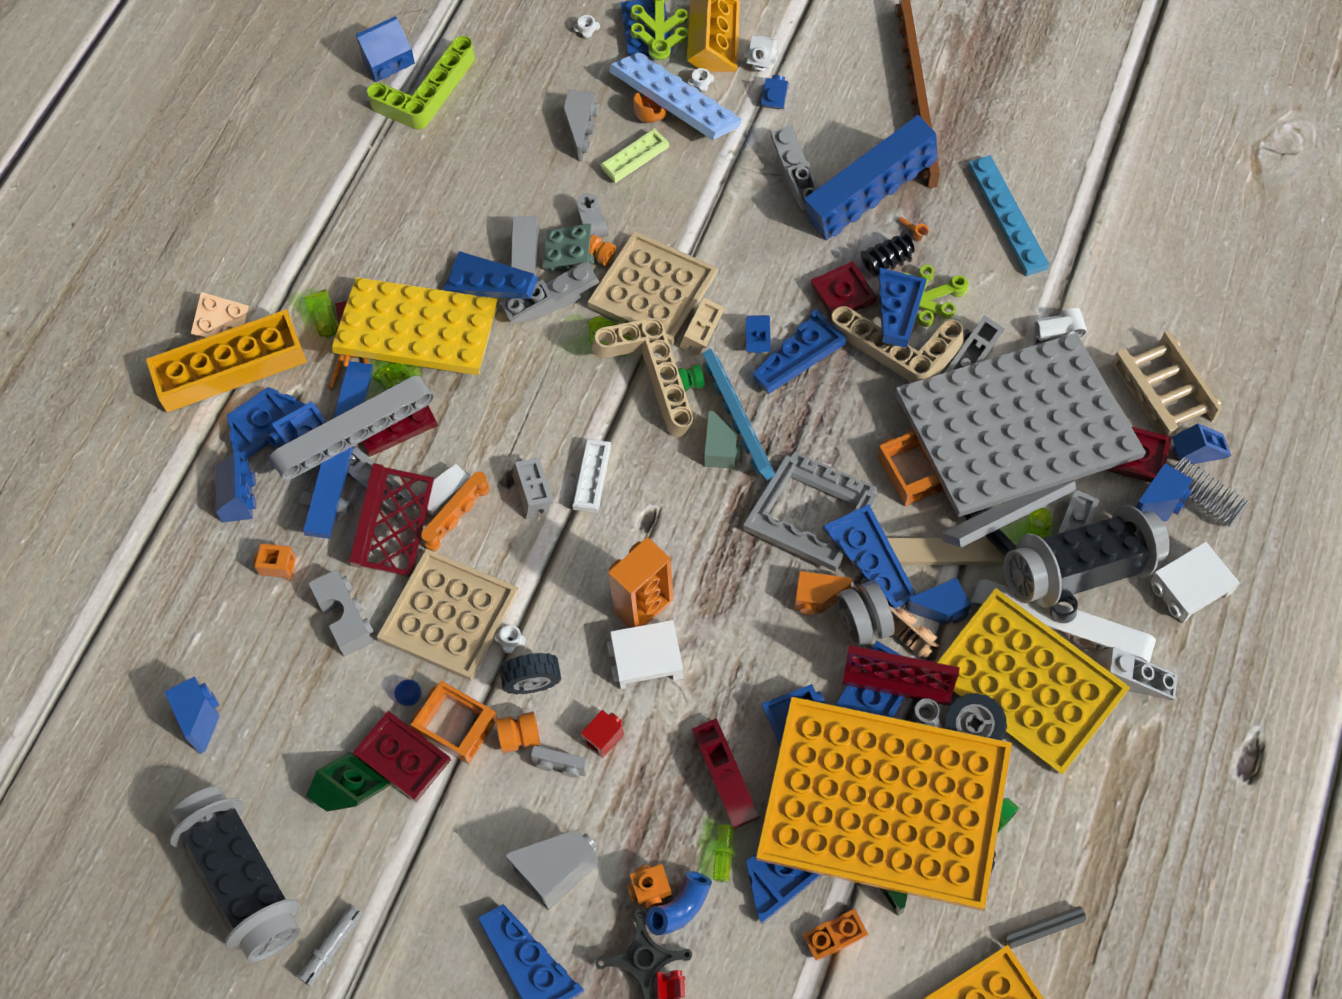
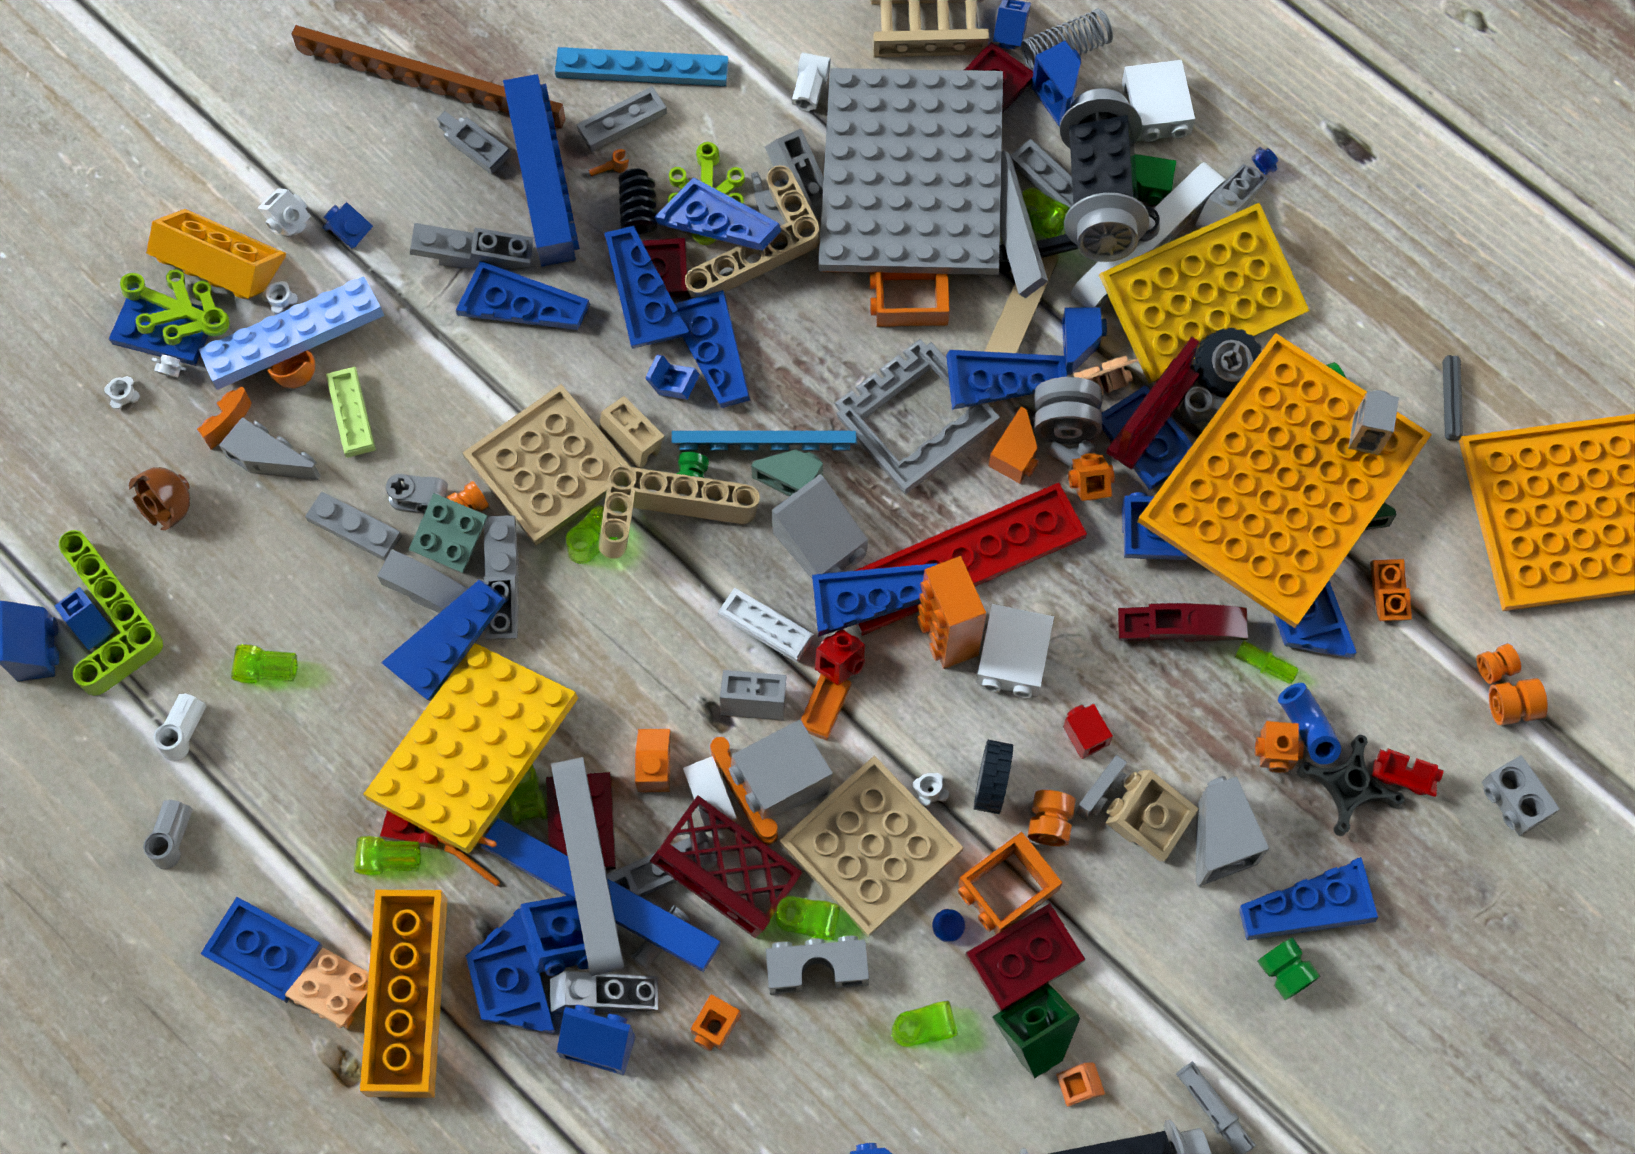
camera: 70 degrees left, 5 degrees up
(232, 268) = (260, 948): none -> blue plate
(272, 485) = (603, 992): none -> light grey slope
(281, 185) = (168, 831): none -> light grey piece
(319, 836) = (1080, 1083): none -> orange slope
(323, 705) = (931, 1024): none -> clear neon green piece
(357, 159) = (181, 725): none -> white piece
(376, 594) = (811, 918): none -> clear neon green piece
(412, 74) = (84, 619): none -> blue slope
(427, 183) = (254, 663): none -> clear neon green piece
(456, 443) = (652, 760): none -> orange slope
(462, 961) = (1291, 972): none -> green wheel
(472, 524) = (781, 771): none -> light grey slope
(521, 77) = (161, 496): none -> dark orange cylinder
(547, 541) = (824, 707): none -> orange tile
(551, 805) = (1150, 814): none -> tan plate
(552, 194) = (353, 526): none -> light grey plate
(585, 532) = (840, 656): none -> red brick
(604, 88) = (233, 407): none -> orange slope
(616, 41) = (168, 366): none -> white plate
(634, 520) = (863, 595): none -> blue wing
(678, 477) = (818, 529): none -> light grey slope
(716, 593) = (992, 542): none -> red plate
(772, 216) = (518, 299): none -> blue wing
(811, 287) = (643, 296): none -> blue wing
(818, 655) = (1091, 477): none -> orange brick
(834, 638) = (1066, 455): none -> light grey arm
(882, 128) = (474, 142): none -> light grey hinge
(955, 218) = (622, 118): none -> light grey plate
(959, 845) = (1373, 422): none -> light grey brick
(1118, 603) = (1154, 178): none -> green slope
(1187, 688) = (1265, 160): none -> clear blue plate

